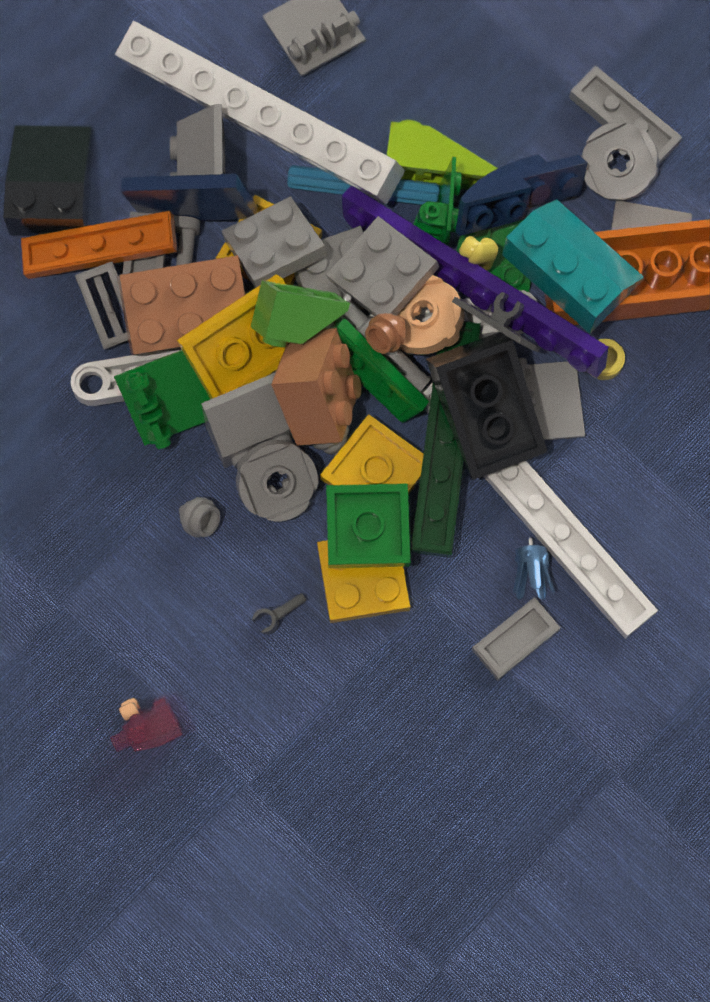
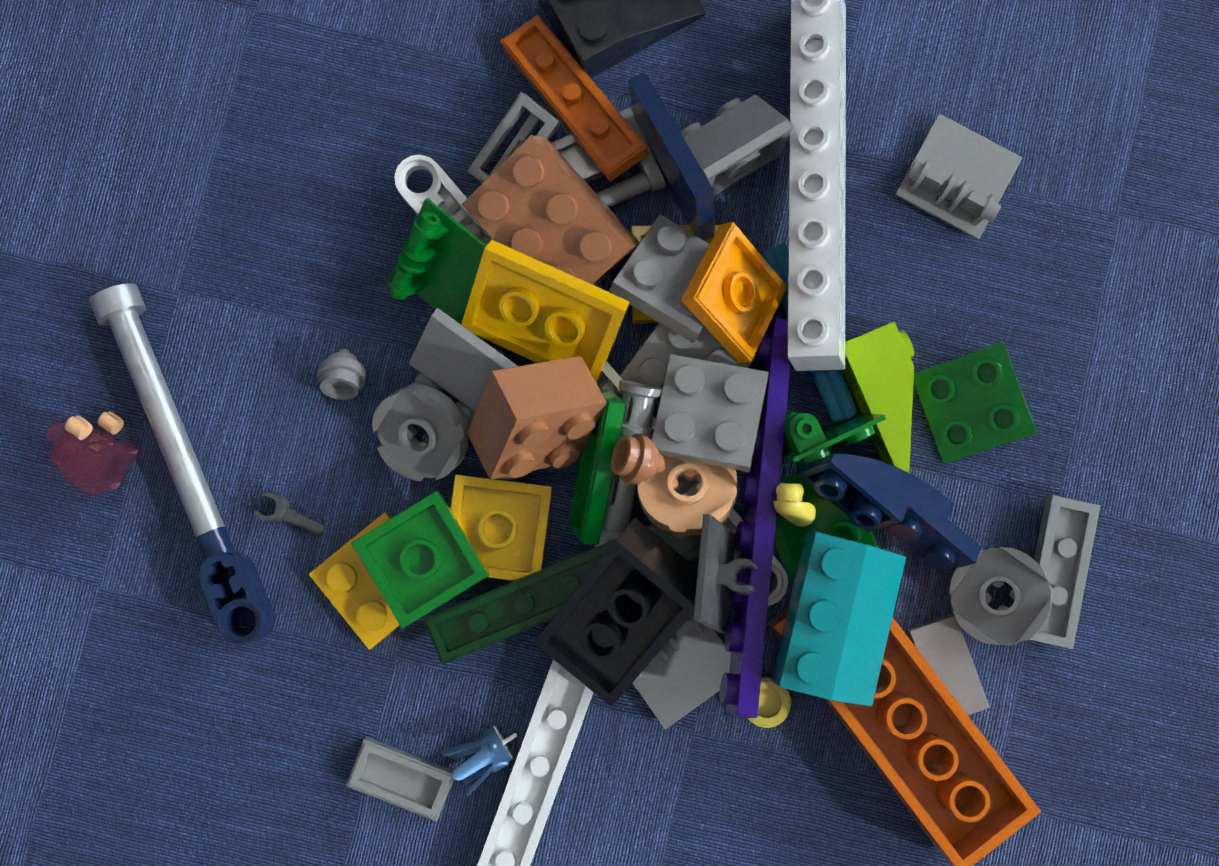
camera: 60 degrees right, 10 degrees up
(53, 647) = (120, 309): none -> flat silver piece
(294, 312) = (596, 348): bright green slope -> none
(309, 208) = (734, 292): none -> light orange tile
(478, 105) = (974, 403): none -> green hinge

